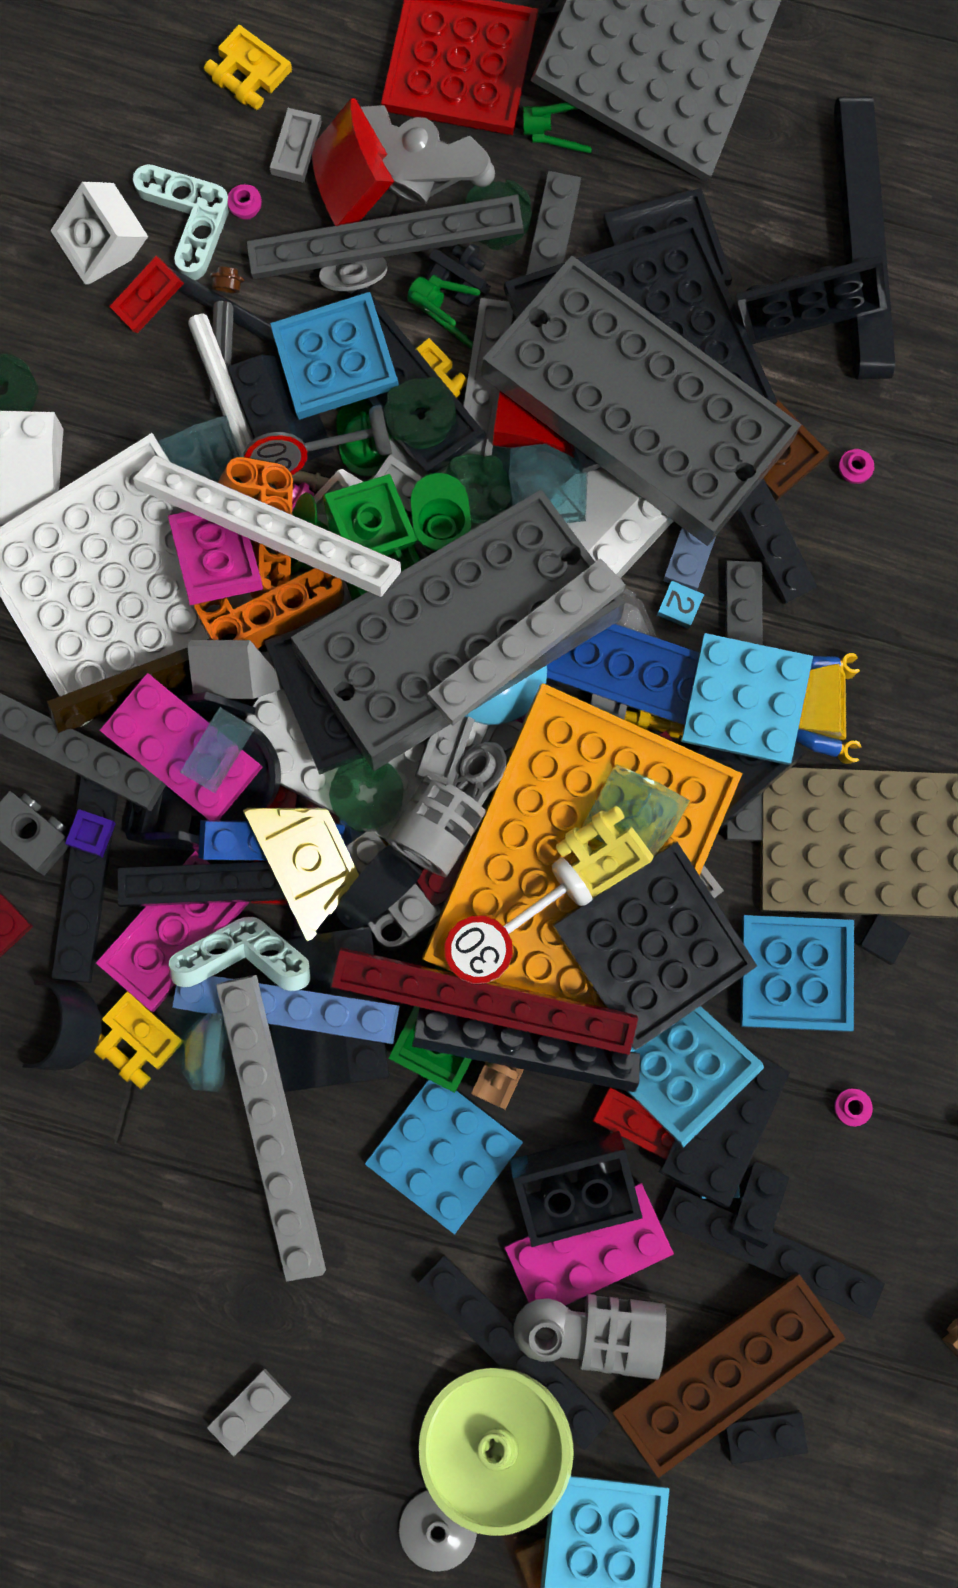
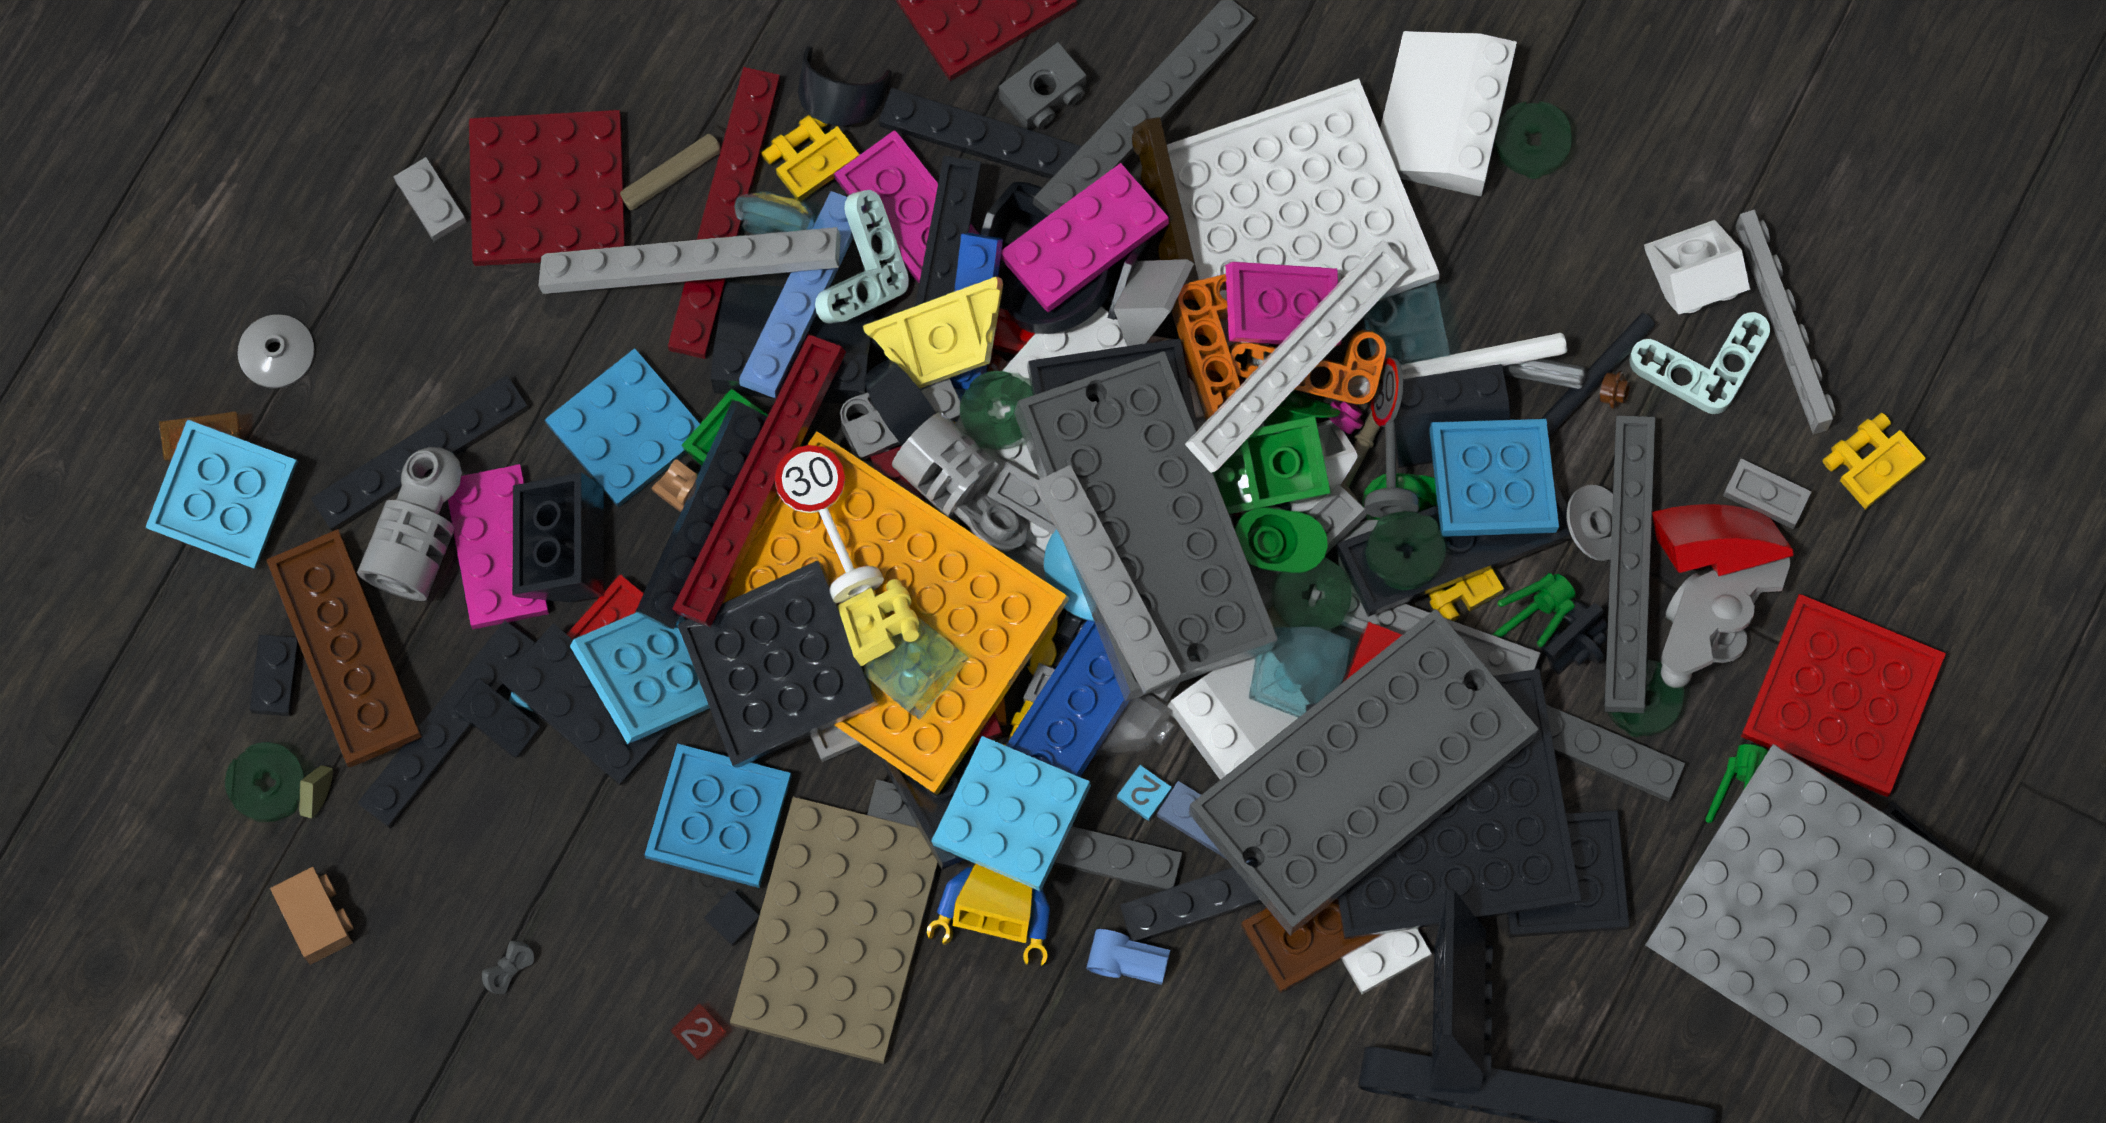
camera: 110 degrees right, 5 degrees down
(90, 833) = (1024, 143): dark purple plate -> none
(145, 149) = (1780, 309): none -> light grey plate
(146, 294) = (1611, 302): red plate -> none
(176, 1174) = (670, 171): none -> dark tan axle
(196, 1110) = (731, 179): none -> dark red plate
(213, 1296) = (545, 185): none -> dark red plate
(217, 750) = (1066, 263): clear light blue plate -> none
(248, 209) = (1706, 437): dark pink plate -> none
(495, 1451) = (333, 410): yellowish green dish -> none
(783, 381) = (1385, 958): none -> white plate
(832, 595) = (1117, 955): none -> medium blue piece
(843, 1113) = (568, 851): dark pink plate -> none
(854, 475) = (1261, 1034): dark pink plate -> none
(868, 1364) = (314, 791): none -> olive tile
(893, 1428) = (250, 766): none -> clear green plate

